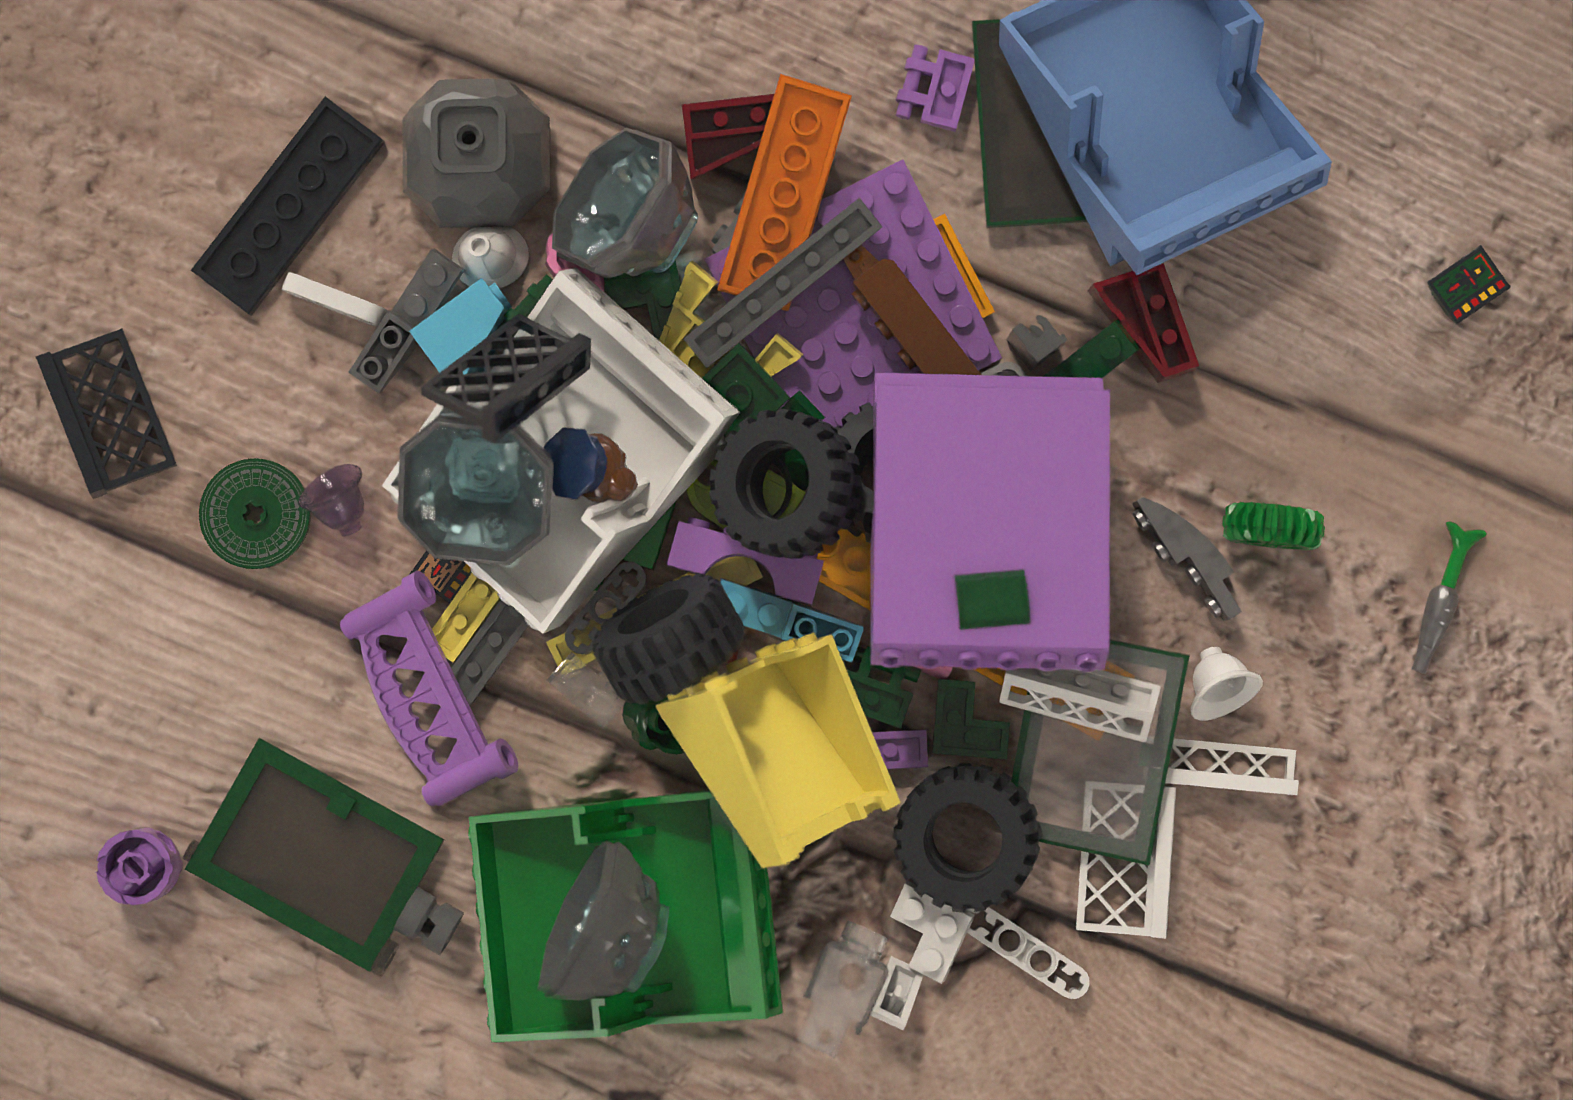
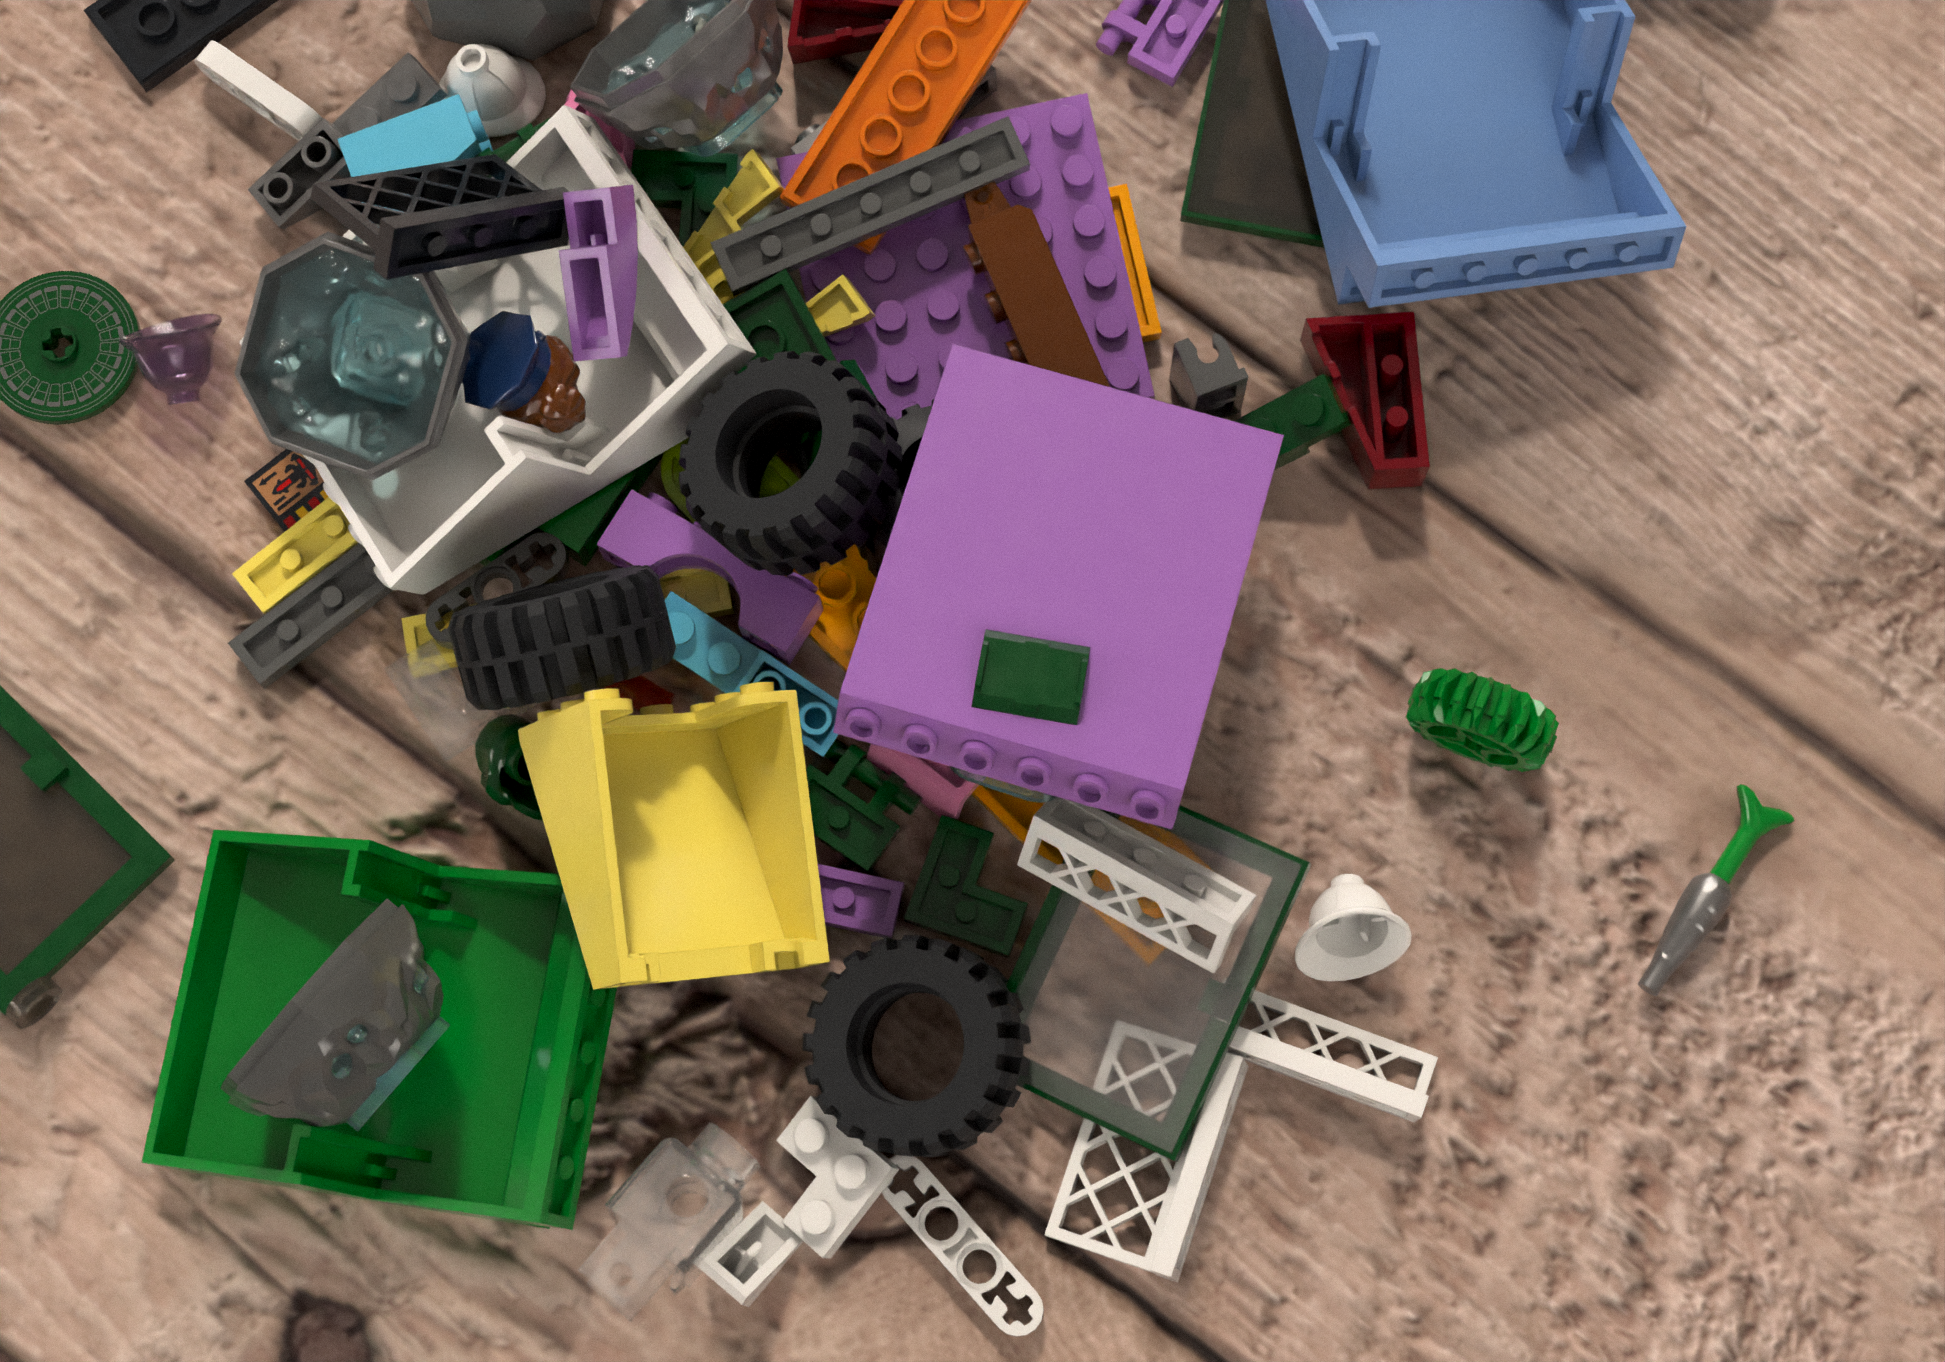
camera: 20 degrees right, 10 degrees down
(415, 918) = (105, 958): dark grey wheel -> none
(472, 758) = (246, 750): medium lavender piece -> none
(622, 385) = (600, 271): none -> medium lavender slope
(1180, 540) = (1345, 713): flat silver slope -> none
(1467, 285) = (1845, 466): piece -> none

